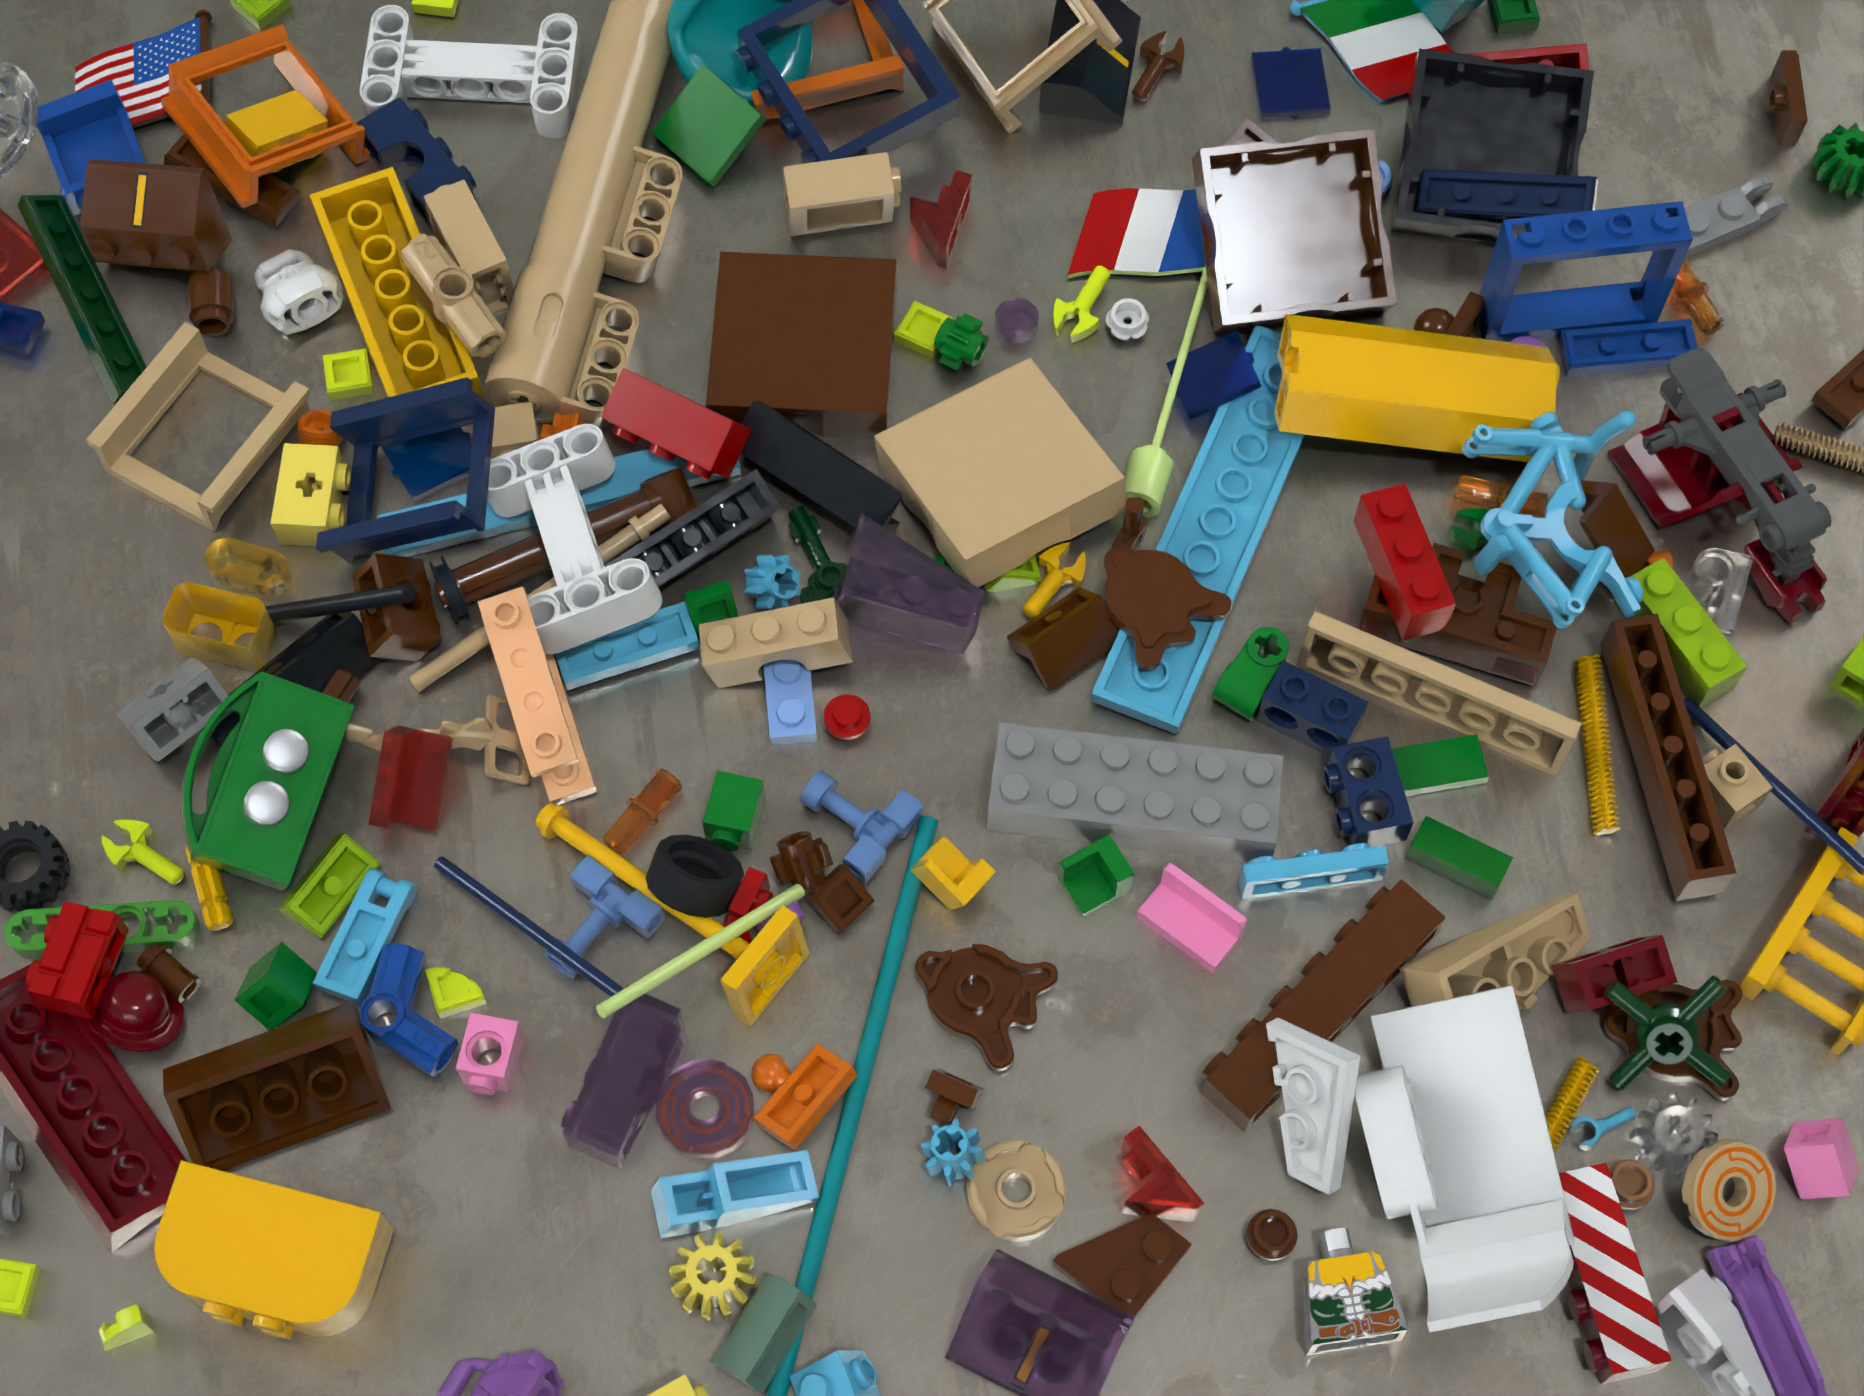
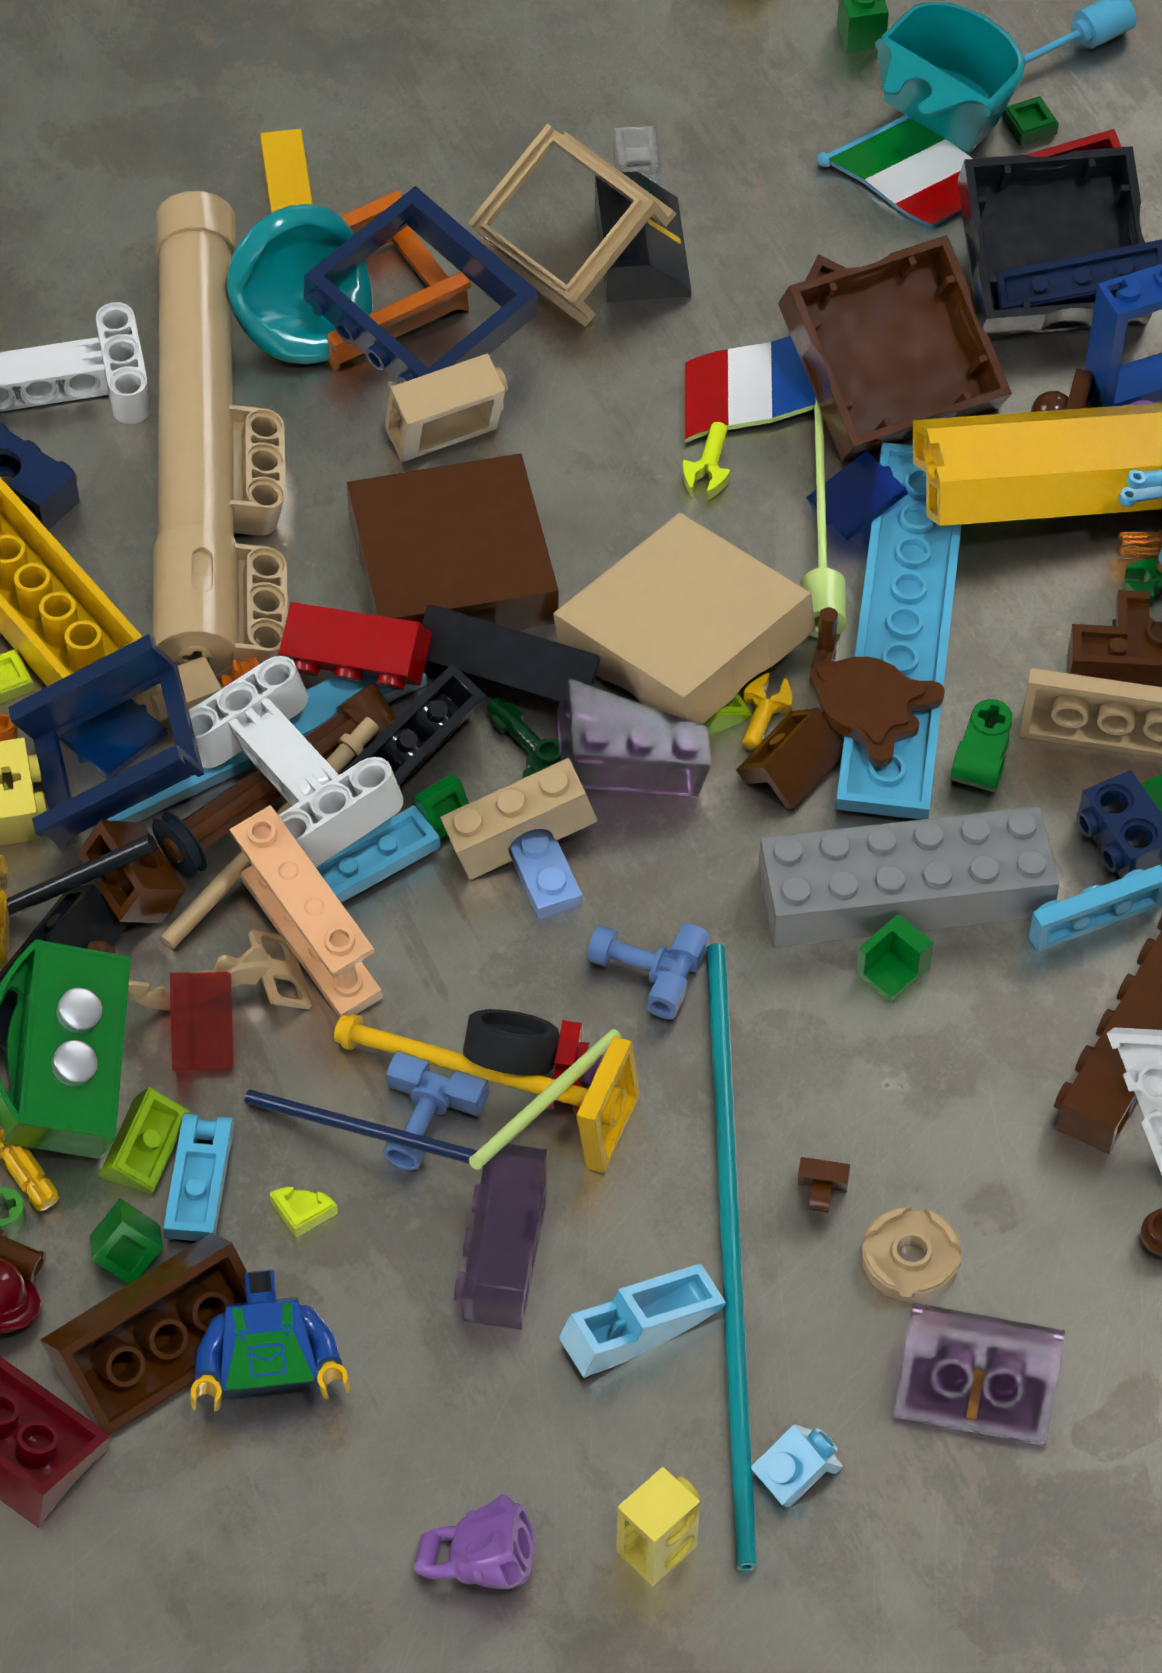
camera: 15 degrees left, 10 degrees down
(130, 1325) = (86, 1584): neon yellow tile -> none
(269, 1253) = (210, 1471): yellow brick -> none
(366, 1133) = (265, 1345): none -> torso
(410, 1033) = (246, 1220): blue piece -> none
(463, 313) = (102, 570): tan piece -> none
(470, 243) = (98, 534): tan window -> none
(483, 1034) = (356, 1233): bright pink brick -> none
(642, 811) = (436, 1001): clear orange axle -> none
(708, 125) = (292, 375): green tile -> none
(711, 1259) = (665, 1401): light yellow gear -> none
(712, 1136) = (582, 1279): clear purple tile -> none
(734, 810) = (527, 978): green brick -> none
(764, 1332) = (715, 1429): sand green brick -> none
(772, 581) = (494, 766): medium azure gear -> none
(799, 1096) = (679, 1219): orange plate -> none
(801, 860) = (607, 1007): reddish brown gear -> none
(840, 898) = (656, 1034): reddish brown tile -> none
(847, 717) = (606, 875): red plate -> none
(920, 328) = (562, 516): neon yellow tile -> none
(941, 222) = (545, 416): clear red slope -> none
(943, 1161) = (841, 1230): medium azure gear -> none
(951, 874) = (756, 991): yellow panel -> none
(961, 341) = (604, 517): green gear -> none
(982, 995) = (821, 1091): reddish brown tile -> none
(1016, 320) = (649, 489): clear purple tile -> none
(1125, 1263) = (1038, 1288): reddish brown wing -> none
(1127, 310) = (757, 465): white plate -> none
(1157, 64) = (698, 225): reddish brown bar -> none
(1166, 1190) = (1053, 1214): clear red slope -> none
(1193, 918) = (999, 973): bright pink panel -> none
(1290, 82) = (840, 226): clear blue piece -> none
(1311, 709) = (1049, 766): dark blue brick -> none
(1404, 562) = (1099, 607): red brick -> none

